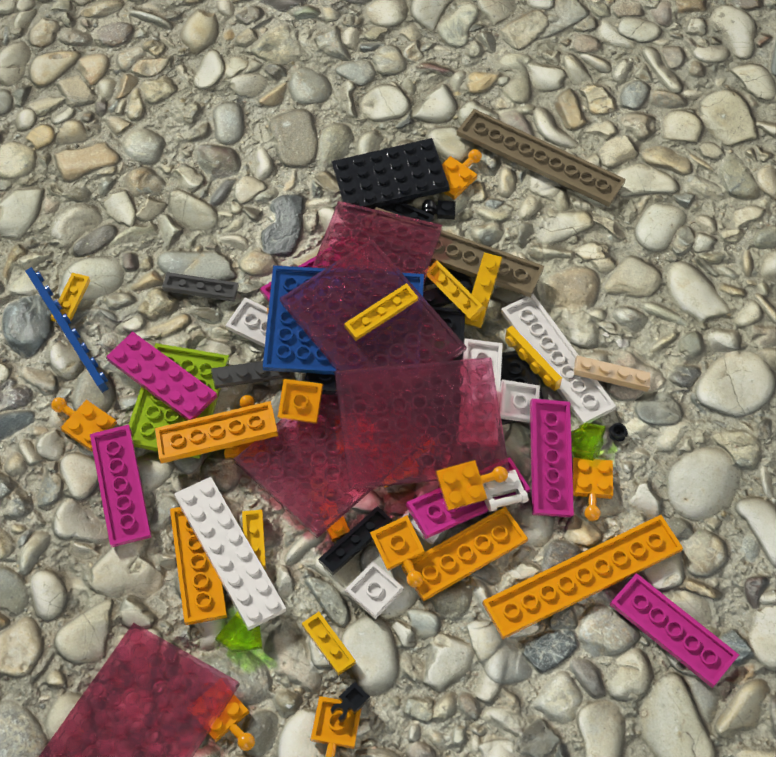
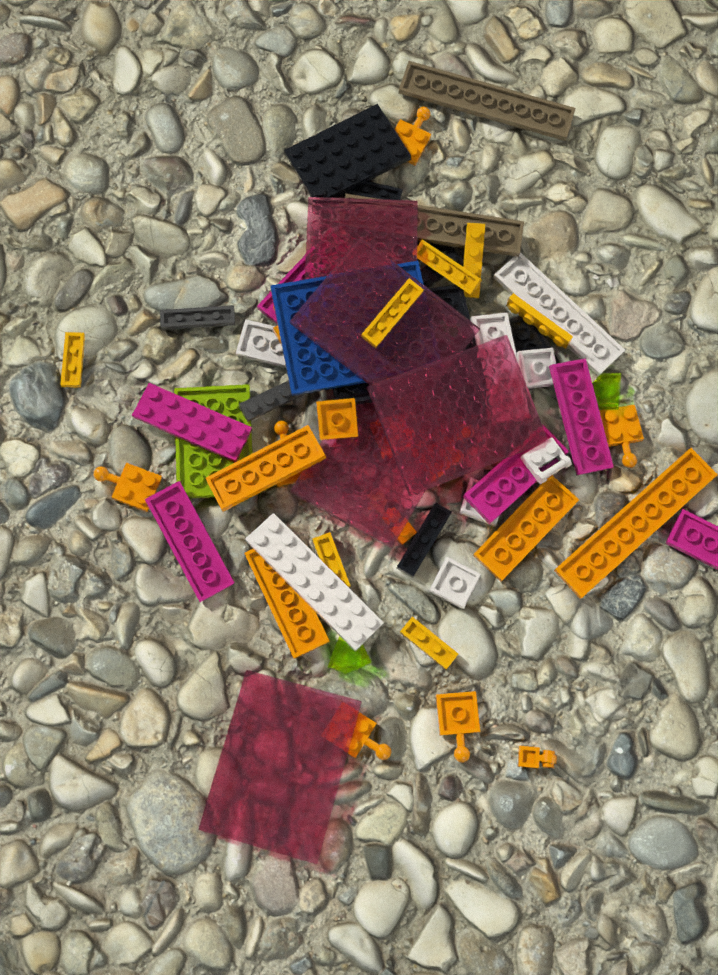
camera: 20 degrees left, 15 degrees up
(72, 334) = (76, 387): blue plate -> none
(352, 700) = (468, 691): black plate -> none
(399, 545) = (467, 535): light orange plate -> none
(444, 209) = (409, 179): black plate -> none
(463, 485) = (512, 465): light orange plate -> none
(612, 373) = (613, 318): tan plate -> none
(618, 427) = (632, 370): black plate -> none

